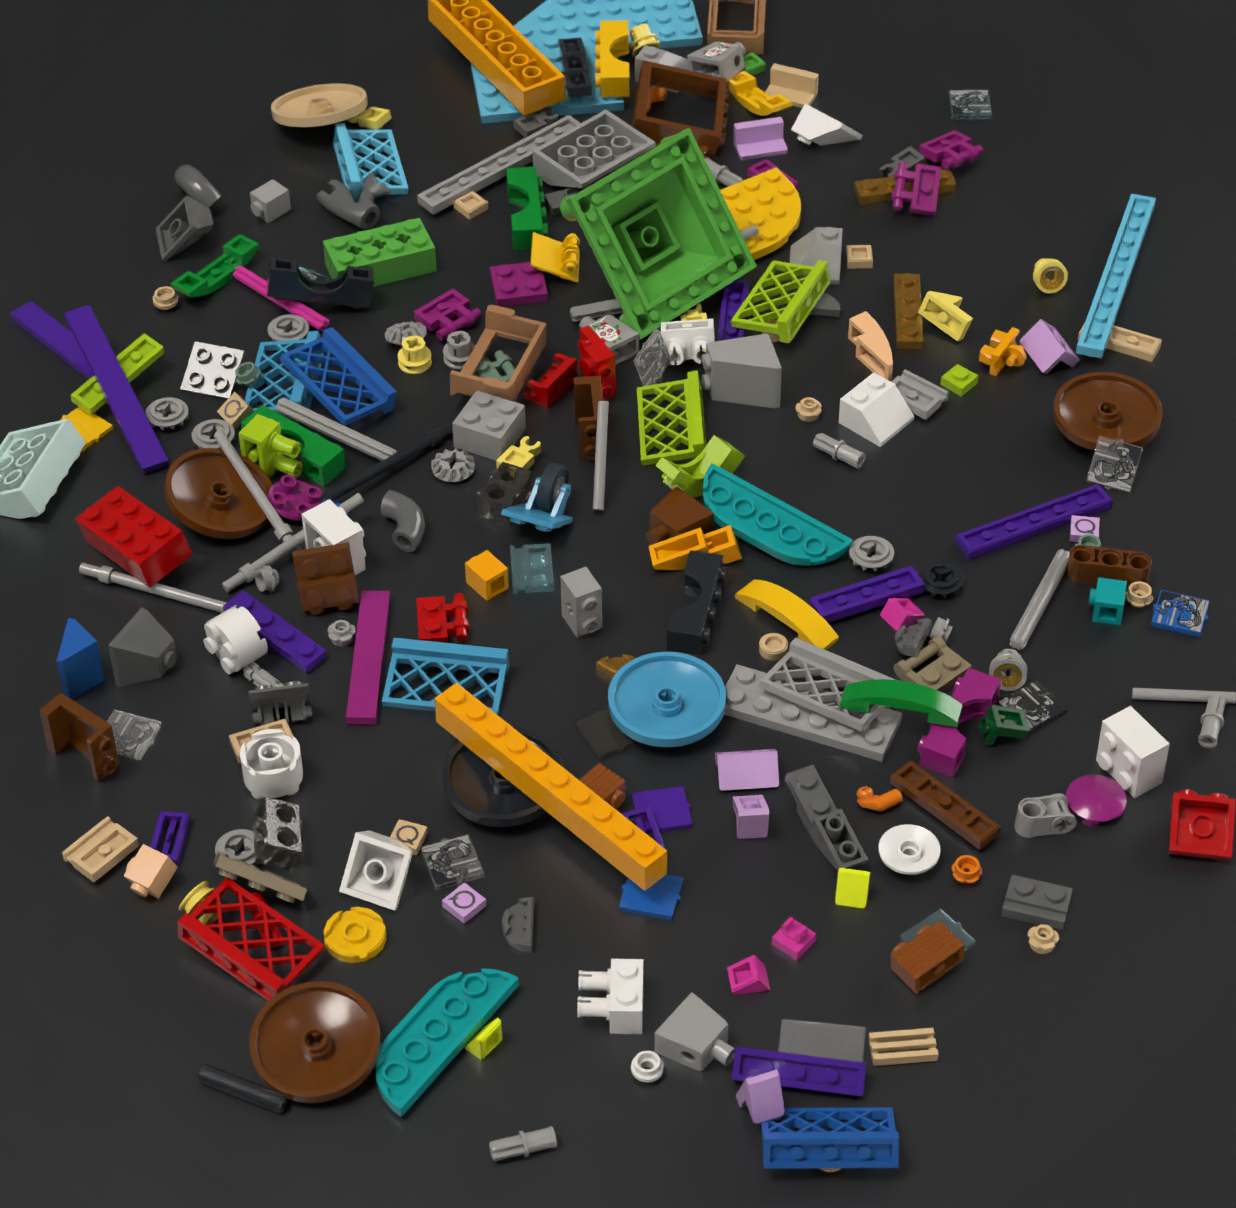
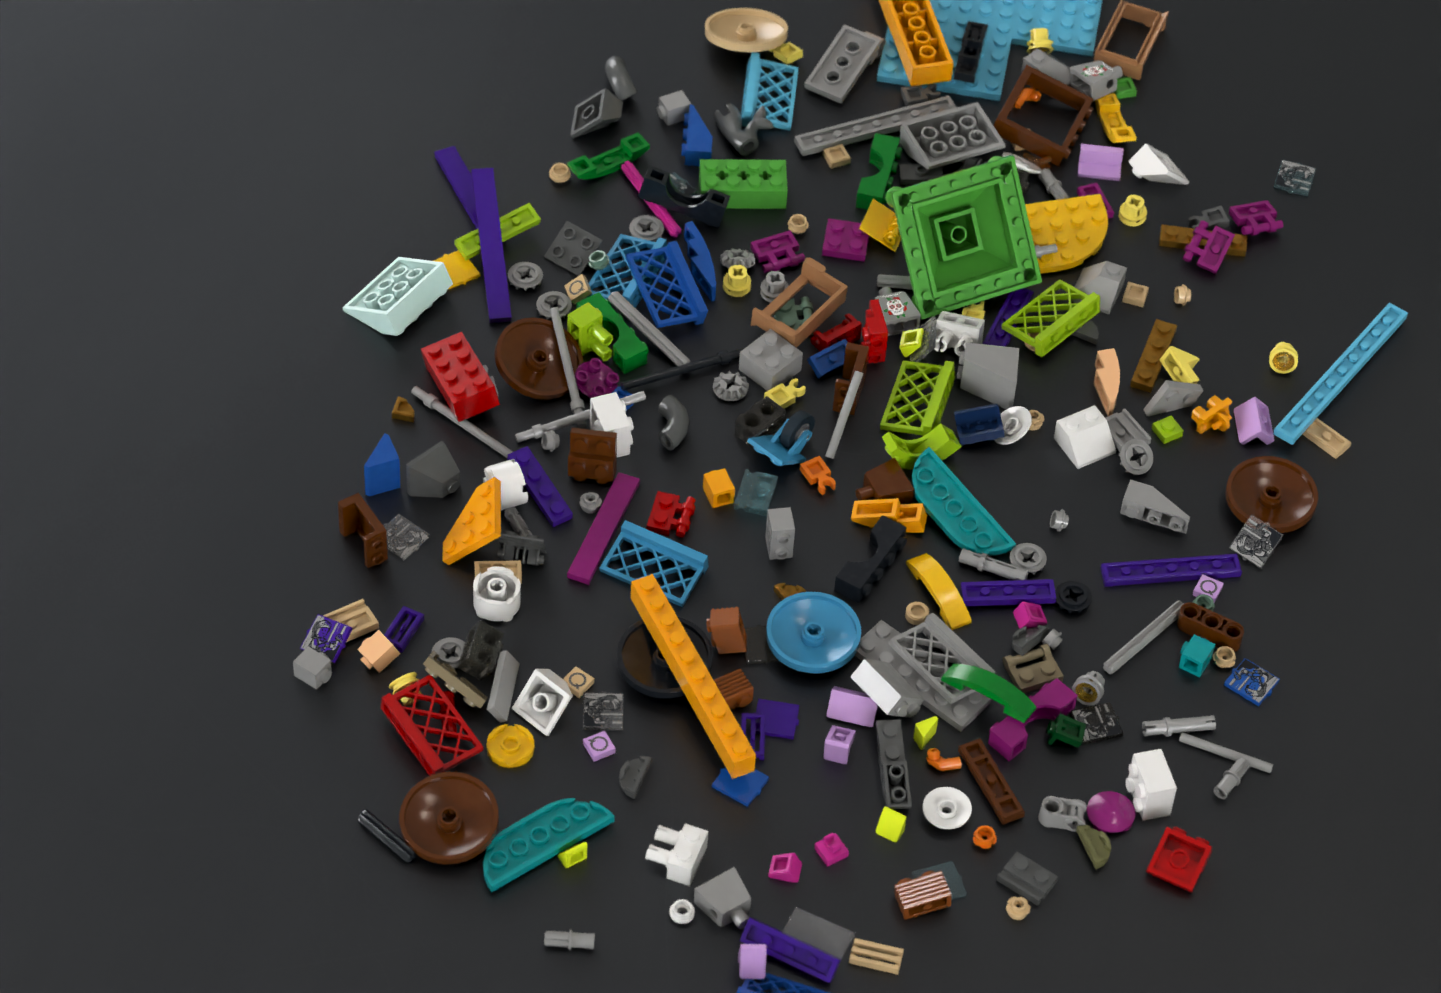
camera: 15 degrees right, 5 degrees up
(73, 915) = (312, 667): none -> light grey brick
(77, 594) = (403, 410): none -> pearl gold tile
(78, 875) = (327, 637): none -> piece
(217, 690) = (476, 524): none -> light orange plate
(309, 225) = (697, 137): none -> blue slope
(320, 868) = (503, 686): none -> light grey tile
(365, 343) = (701, 262): none -> blue slope
(458, 280) = (798, 224): none -> tan plate
(461, 93) = (869, 48): none -> light grey hinge
(554, 406) = (828, 359): none -> blue plate
(567, 724) = (727, 630): none -> dark orange brick
(593, 527) = (818, 472): none -> orange plate
(611, 73) = (1011, 38): yellow arch -> none
(638, 364) = (911, 341): none -> neon yellow slope
(753, 427) = (979, 424): none -> dark blue bracket
(782, 735) = (887, 688): none -> light grey brick
(789, 419) = (1015, 423): none -> white dish
(793, 84) = (1149, 119): tan panel -> none
(817, 176) = (1133, 211): none -> light yellow piece
(835, 571) = (988, 564): none -> light grey pin
(839, 450) = (1041, 463): light grey axle -> none
(842, 772) = (925, 731): none -> neon yellow slope
(887, 503) = (1059, 520): none -> light grey plate
(909, 243) = (1182, 295): none -> tan plate
(950, 421) = (1137, 447): none -> light grey gear
(952, 343) = (1173, 396): none -> light grey wing
(985, 461) = (1149, 505): none -> light grey slope
(1097, 838) = (1096, 844): none -> olive plate
(1116, 685) = (1168, 726): none -> light grey pin

